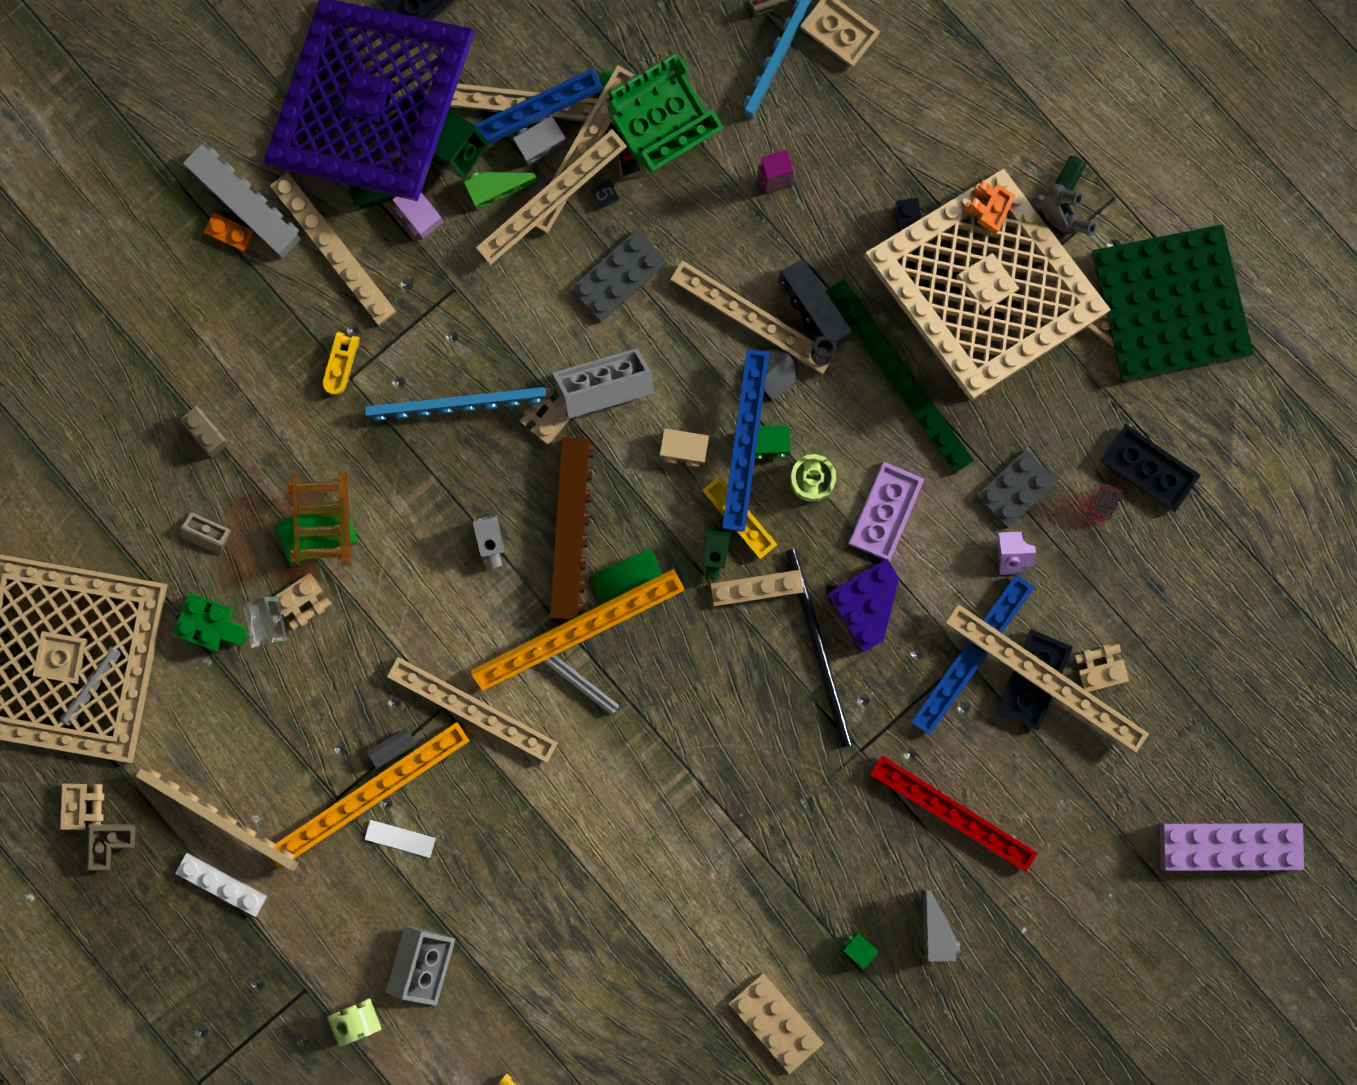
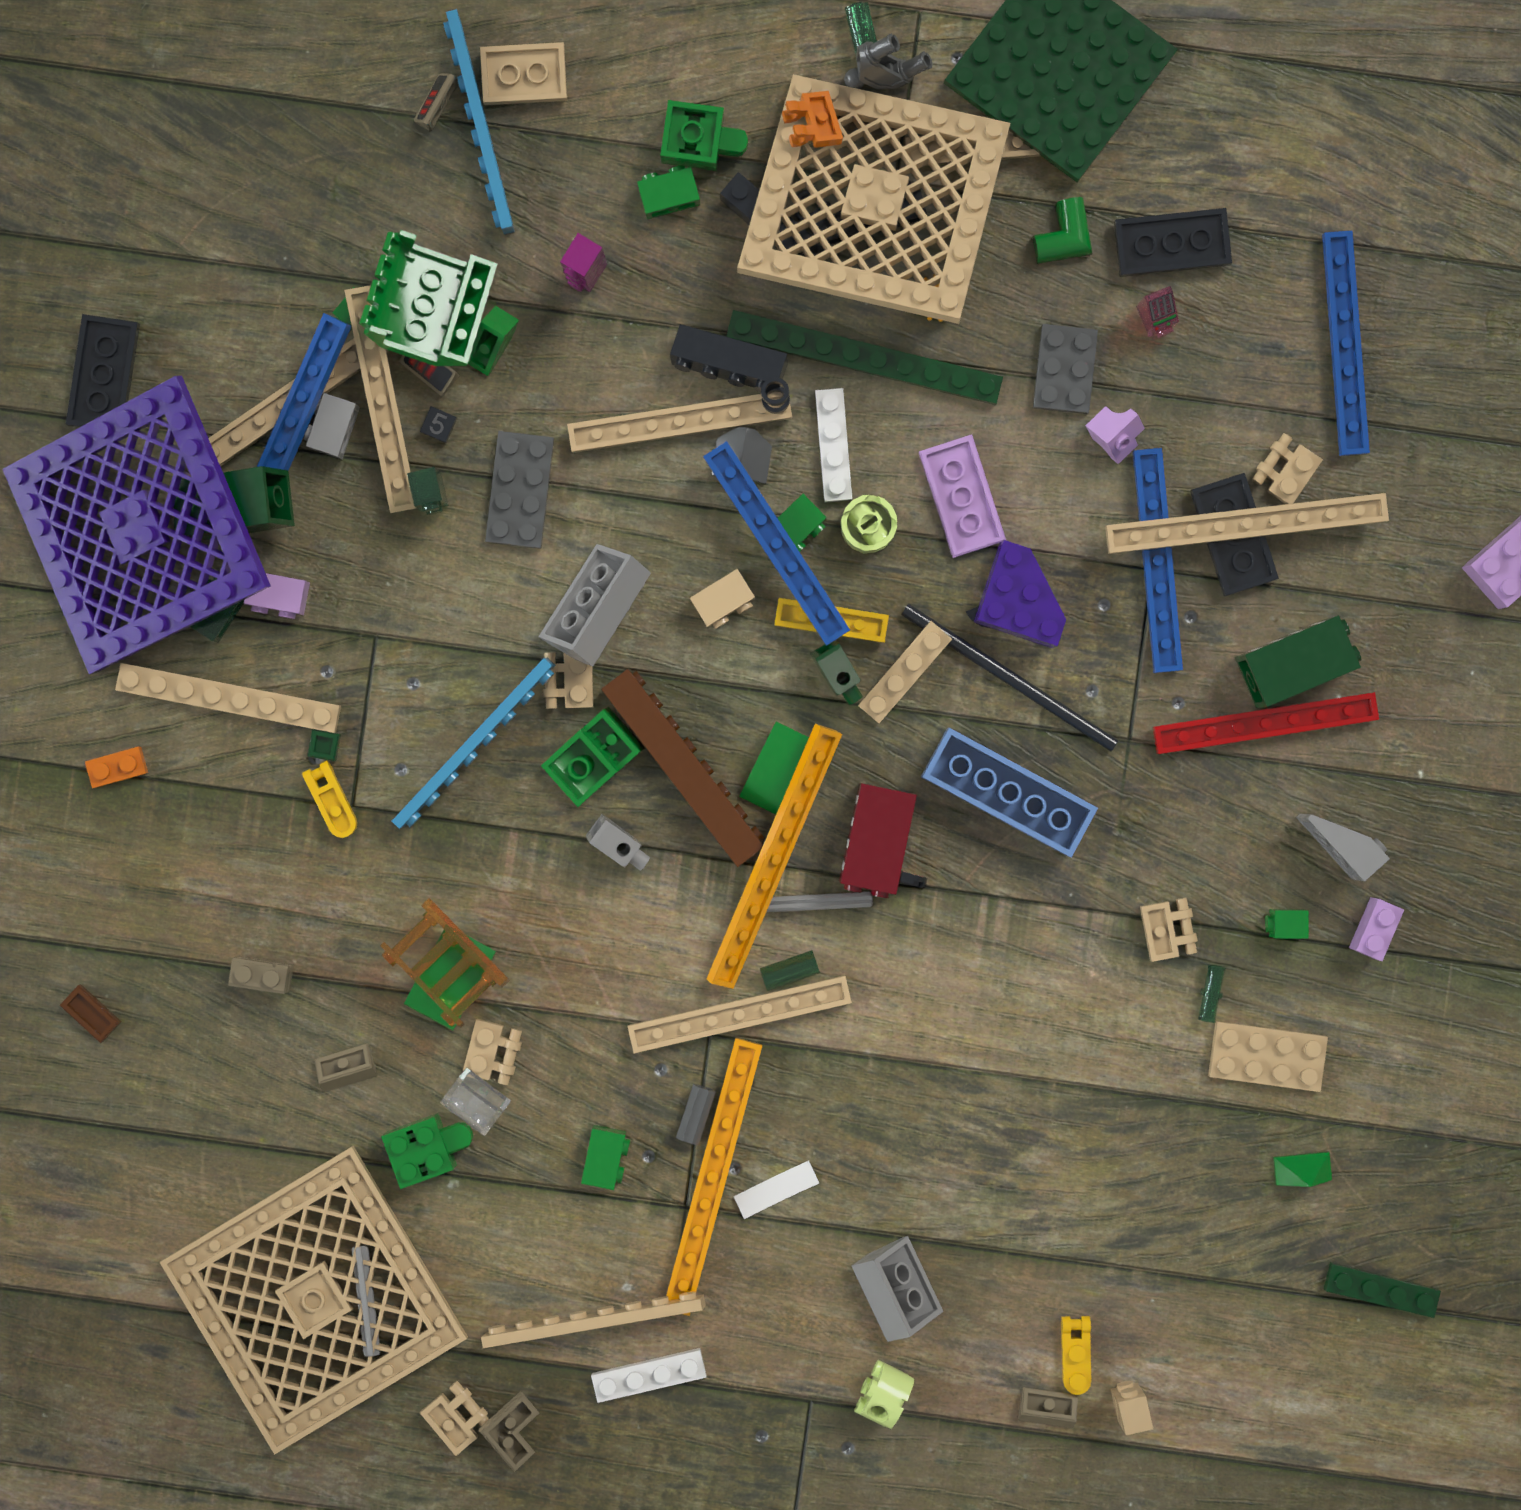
camera: 50 degrees left, 5 degrees up
(81, 366) = (90, 1013): none -> reddish brown tile
(242, 201) = (102, 727): light grey brick -> none
(313, 725) = (604, 1157): none -> green brick
(365, 327) = (324, 745): none -> dark green tile
(494, 186) = (326, 509): bright green slope -> none
(521, 474) = (592, 756): none -> green slope
(526, 709) = (789, 970): none -> clear green axle
(551, 197) = (392, 470): tan plate -> none
(563, 227) = (428, 490): none -> clear green brick
(650, 674) = (877, 840): none -> dark red brick
(651, 720) = (913, 879): none -> black tile
(681, 171) = (492, 339): none -> green slope
(756, 716) = (1009, 792): none -> medium blue brick
(774, 952) = (1211, 993): none -> clear green pin
(776, 885) = (1160, 930): none -> tan plate
(833, 412) = (833, 445): none -> white plate
(865, 174) = (668, 192): none -> green brick
(911, 158) = (697, 136): none -> green brick
(912, 1001) = (1376, 929): none -> lavender brick
(1006, 791) = (1298, 661): none -> dark green brick
(1088, 413) = (1071, 239): none -> green brick
(1204, 622) = (1345, 343): none -> blue plate

